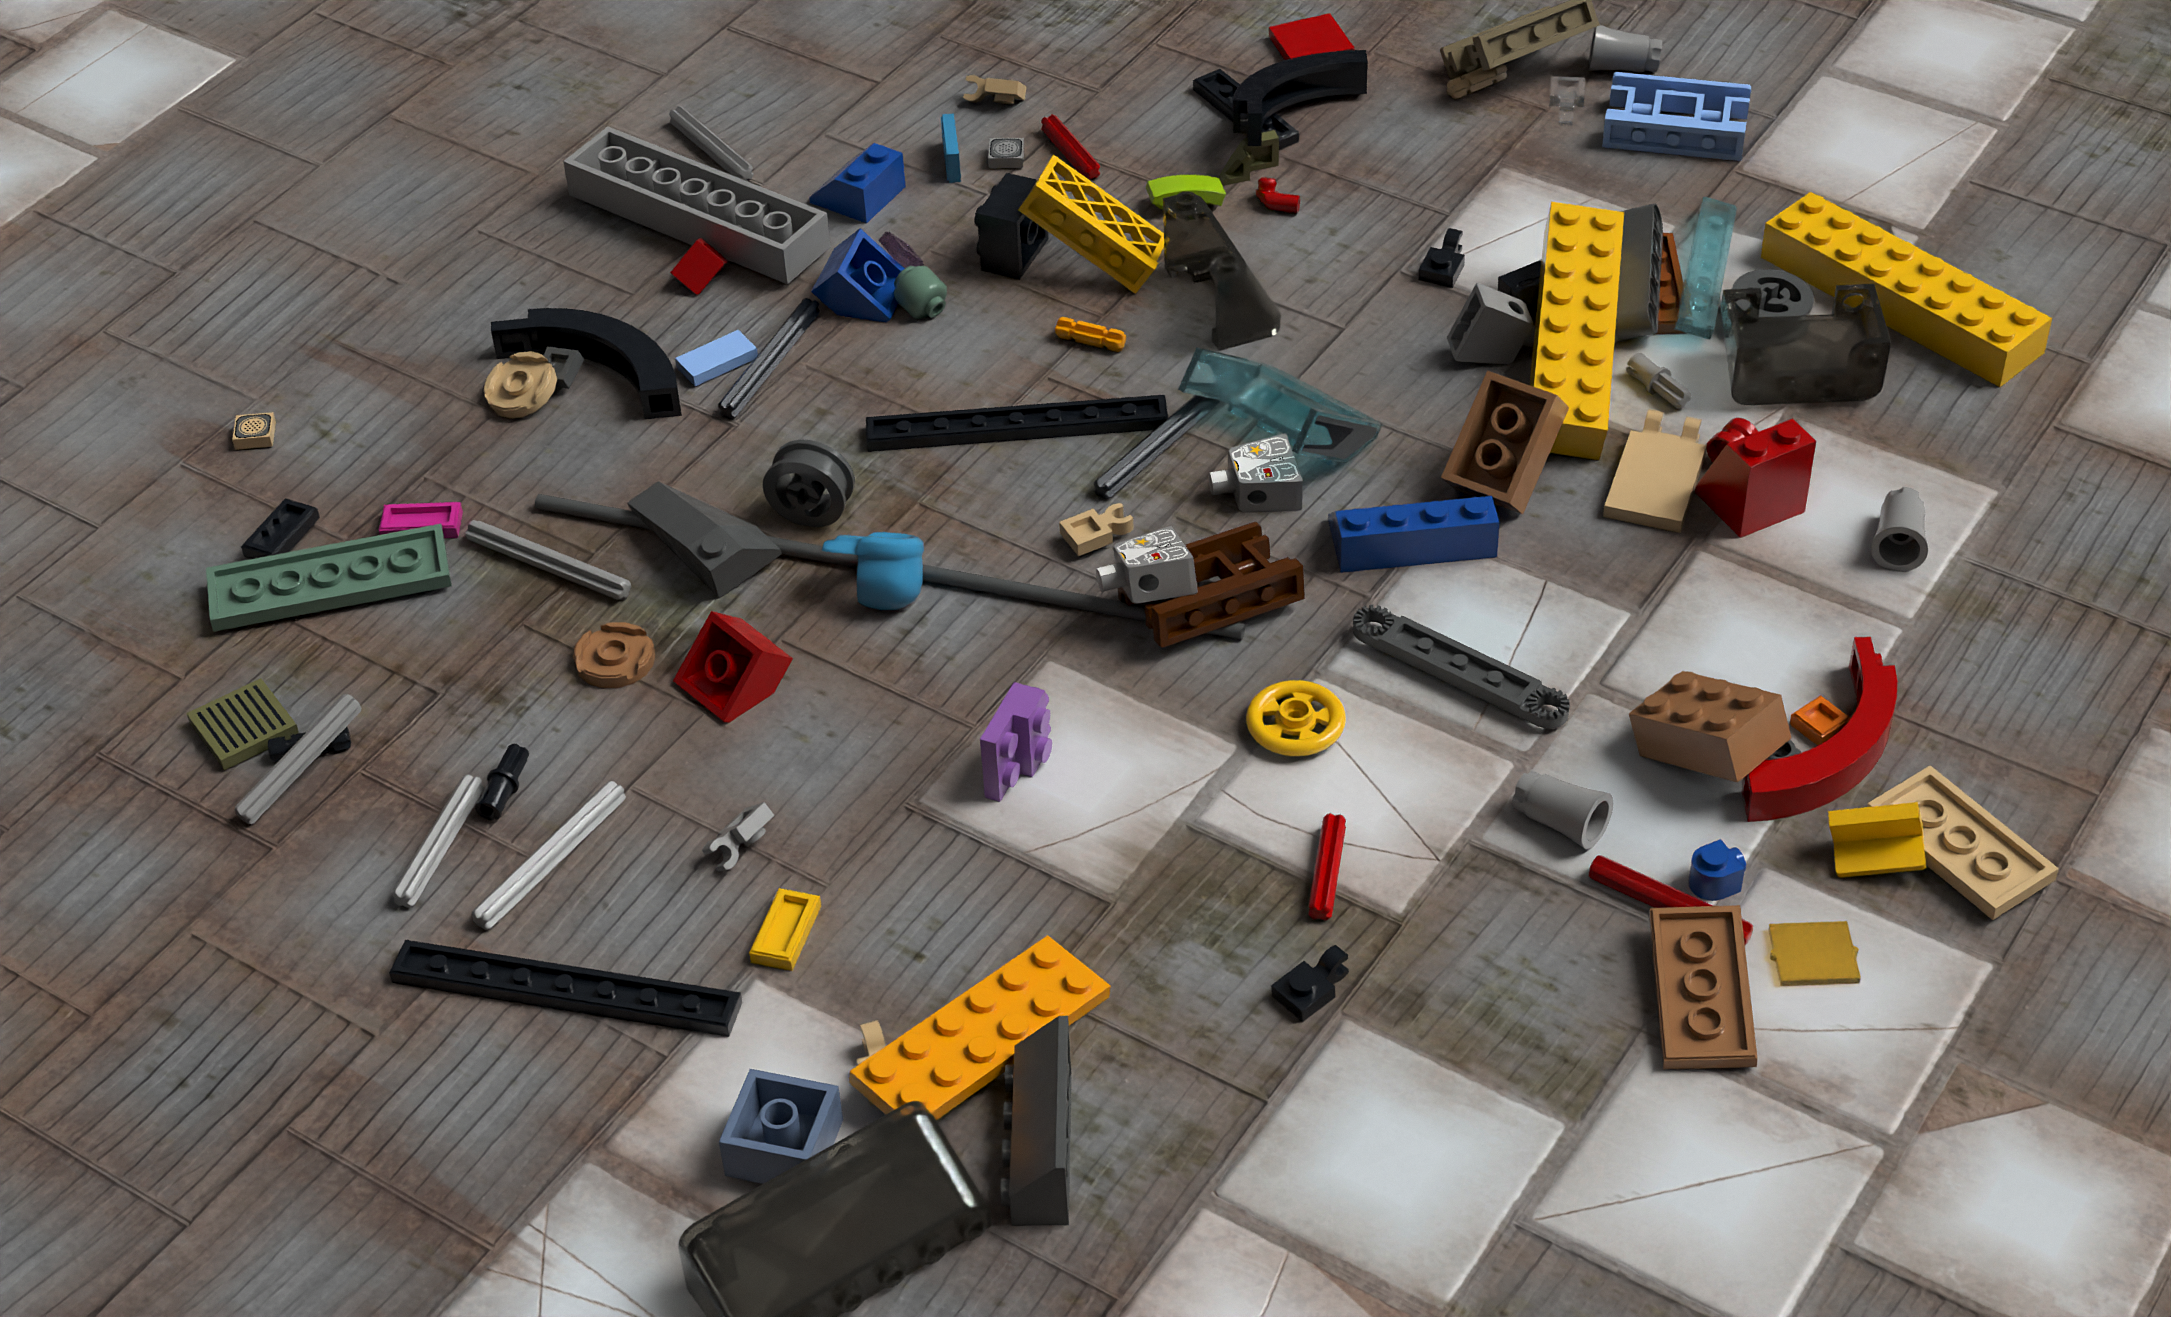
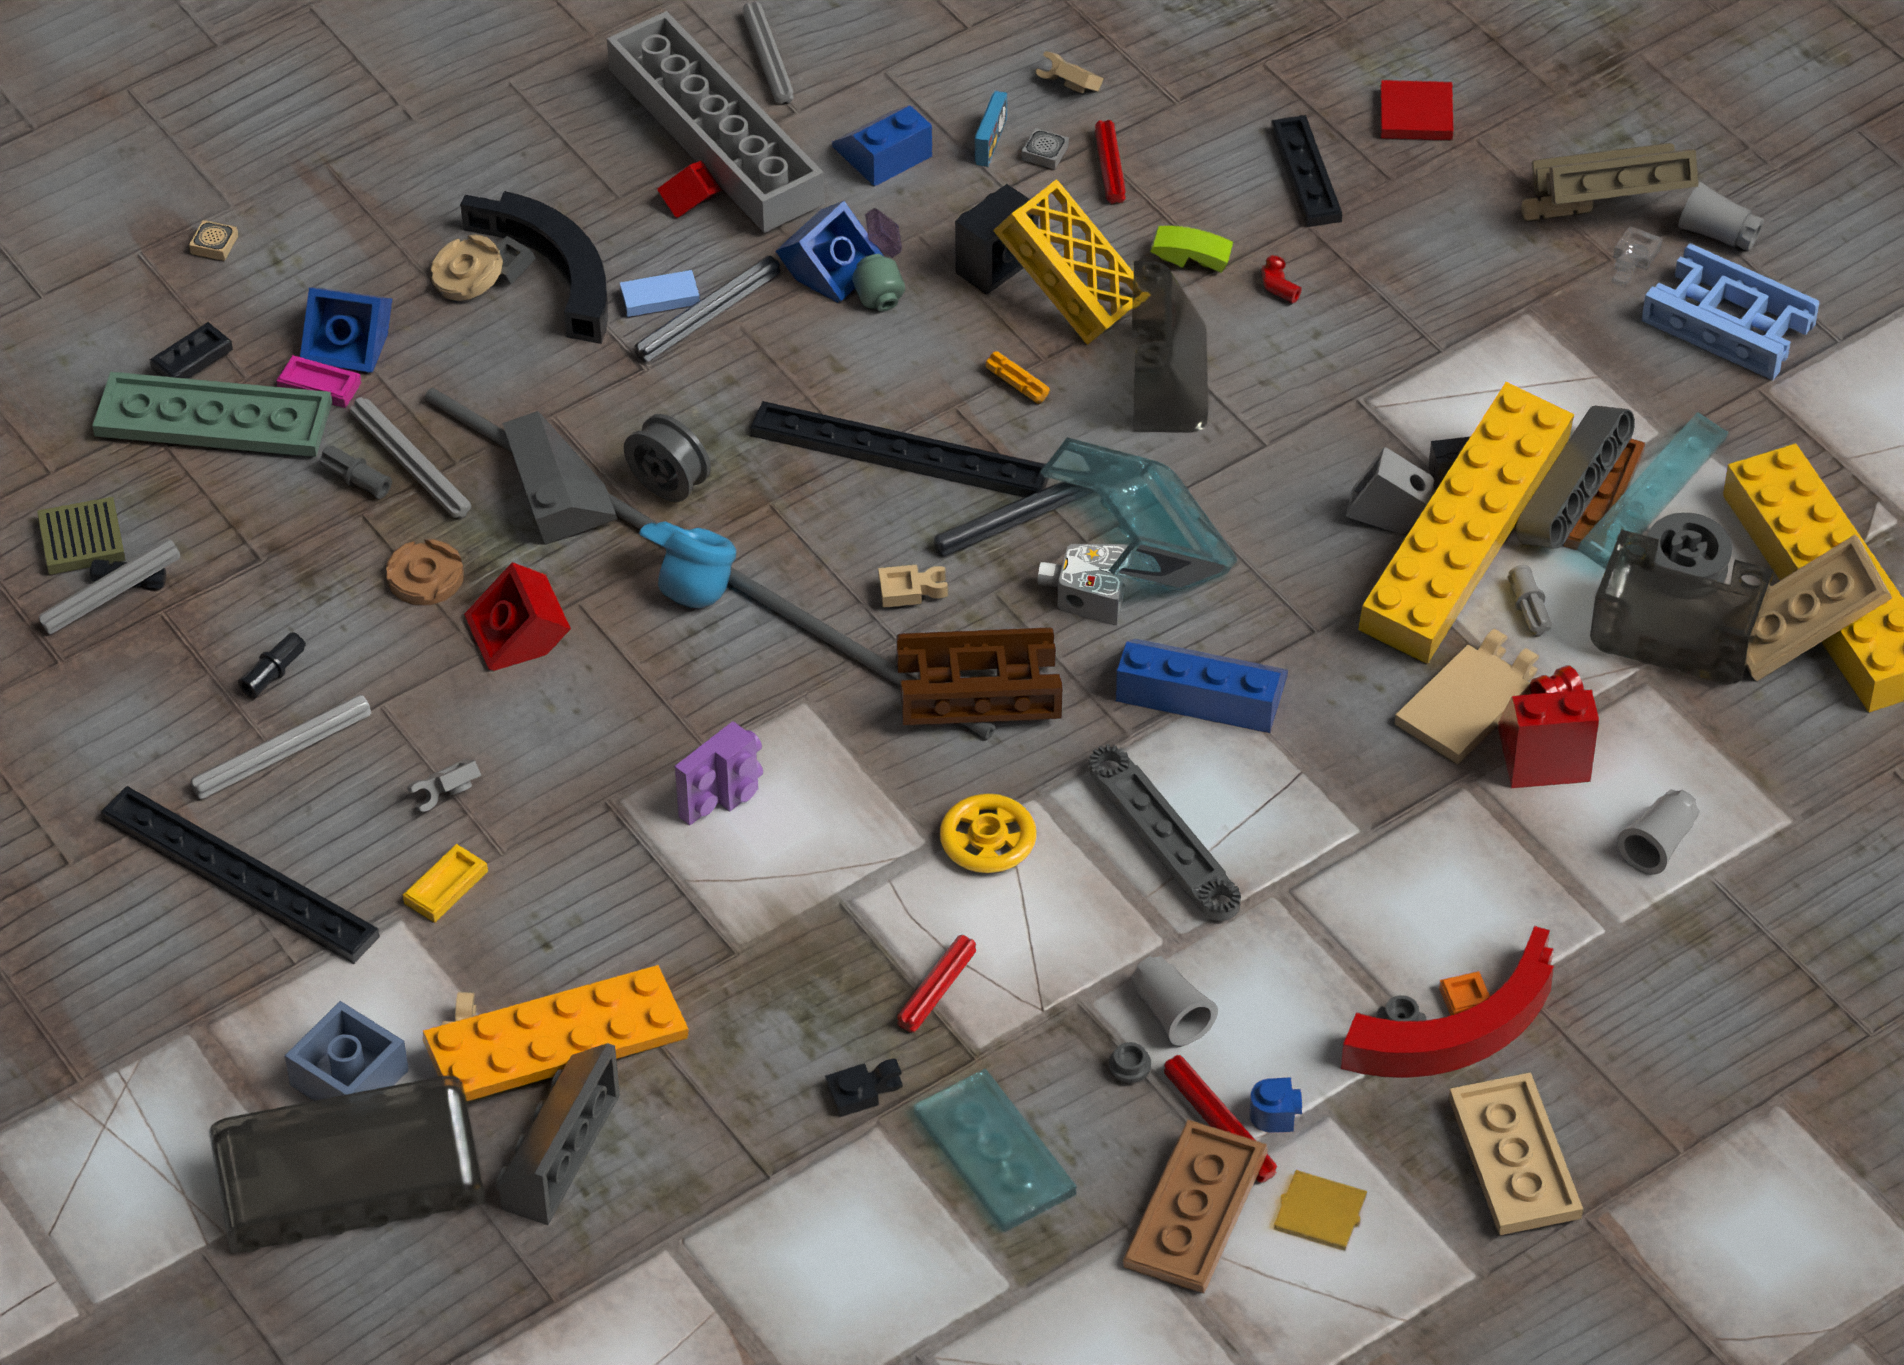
camera: 20 degrees right, 5 degrees up
(427, 465) = (345, 328): none -> blue slope
(437, 841) = (194, 702): light grey axle -> none
(500, 586) = (356, 472): none -> dark grey axle
(1150, 567) = (919, 645): light grey torso -> none
(1250, 159) = (1276, 225): olive slope -> none
(1295, 82) = (1355, 156): black arch -> none
(1444, 264) = (1400, 406): black plate -> none
(1475, 1001) = (995, 1150): none -> clear light blue tile
(1505, 441) = (1321, 623): medium nougat brick -> none
(1555, 877) = (1130, 1062): none -> dark grey plate
(1710, 725) = (1342, 967): medium nougat brick -> none
(1877, 839) = (1434, 1126): yellow panel -> none
(1923, 301) = (1815, 605): none -> tan tile

